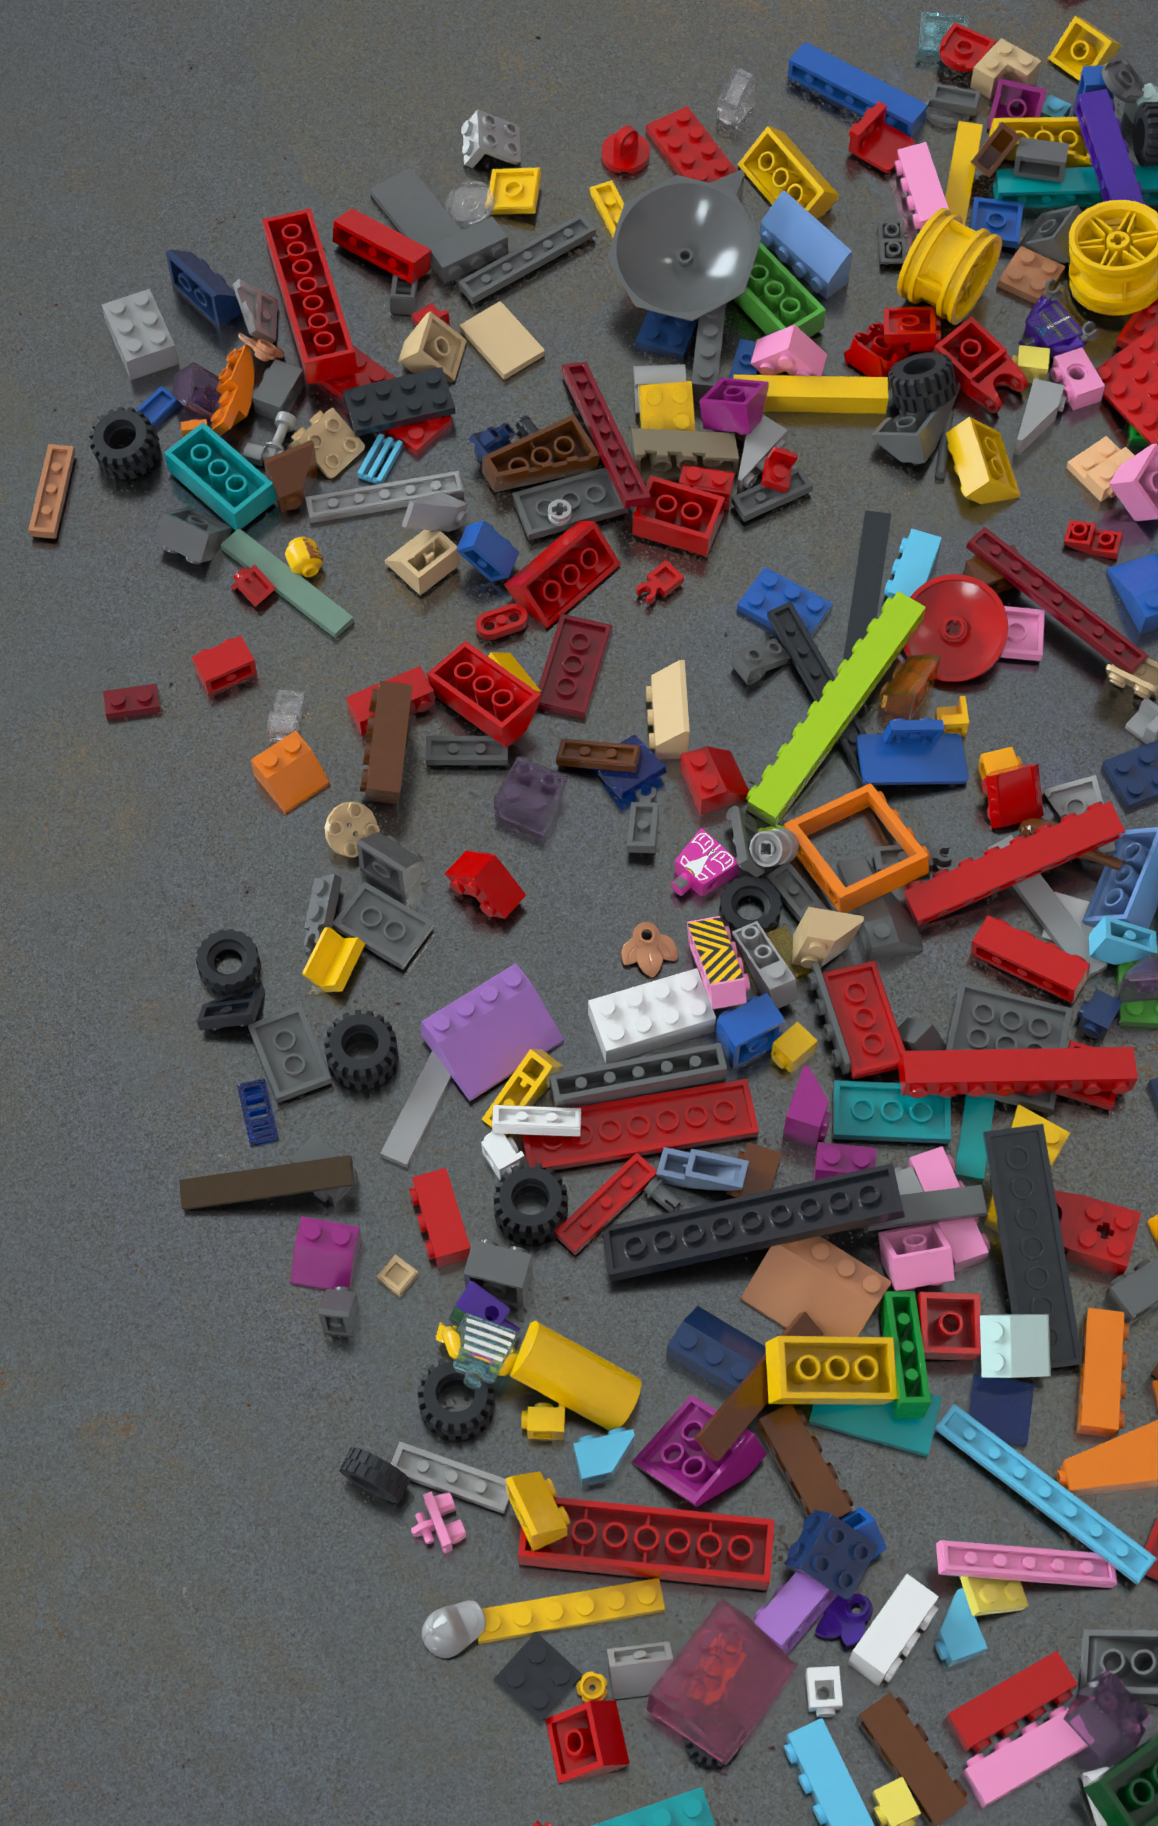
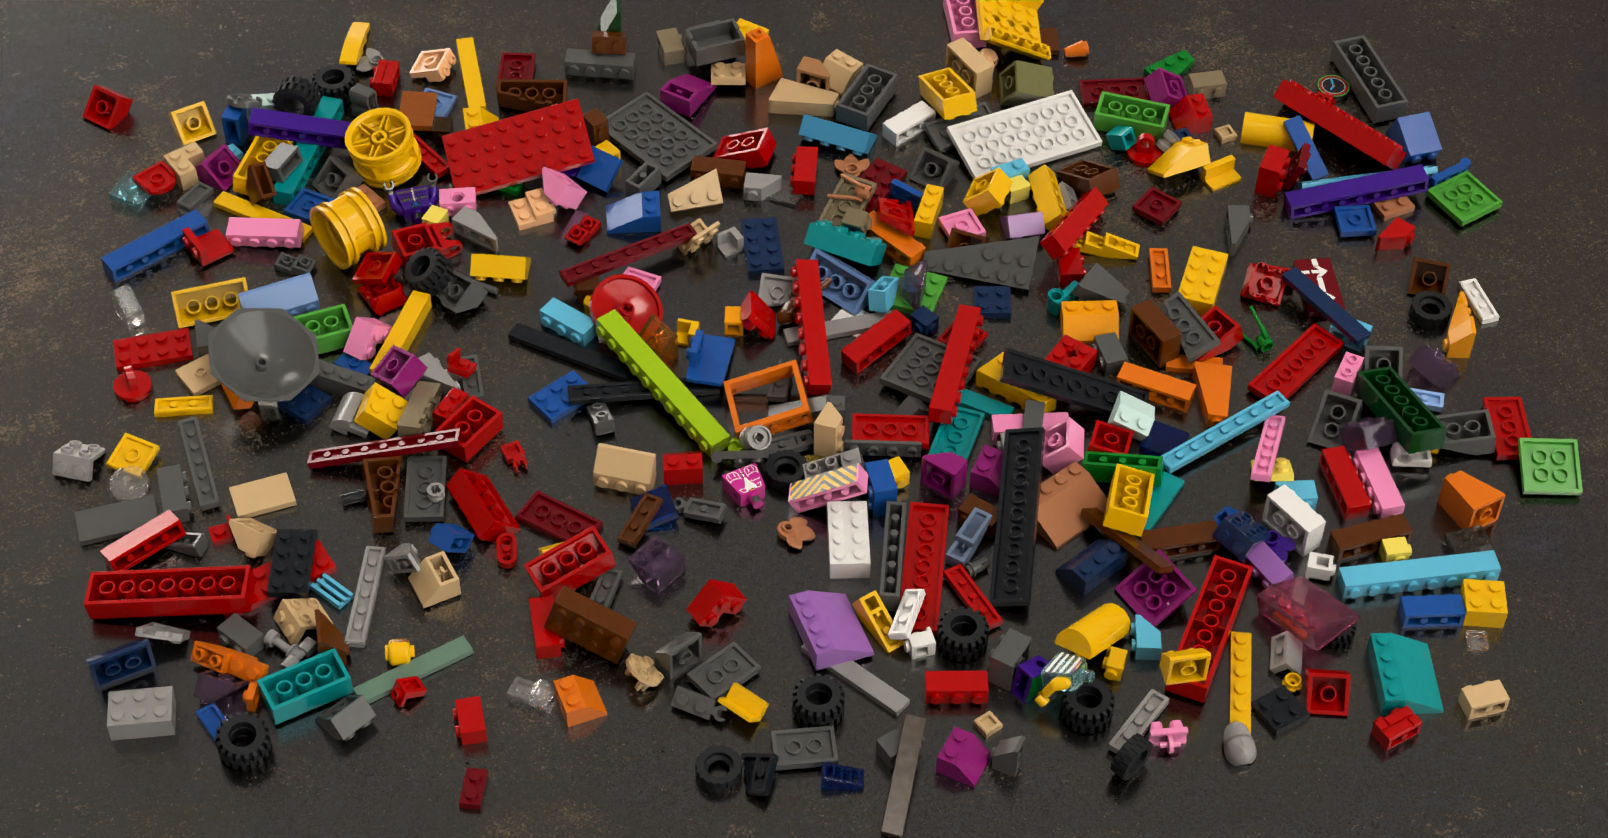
camera: 75 degrees left, 15 degrees down
(51, 491) = (259, 802): nougat plate -> none
(263, 349) = (204, 632): nougat plate -> none
(491, 439) = (355, 517): dark blue hips -> none

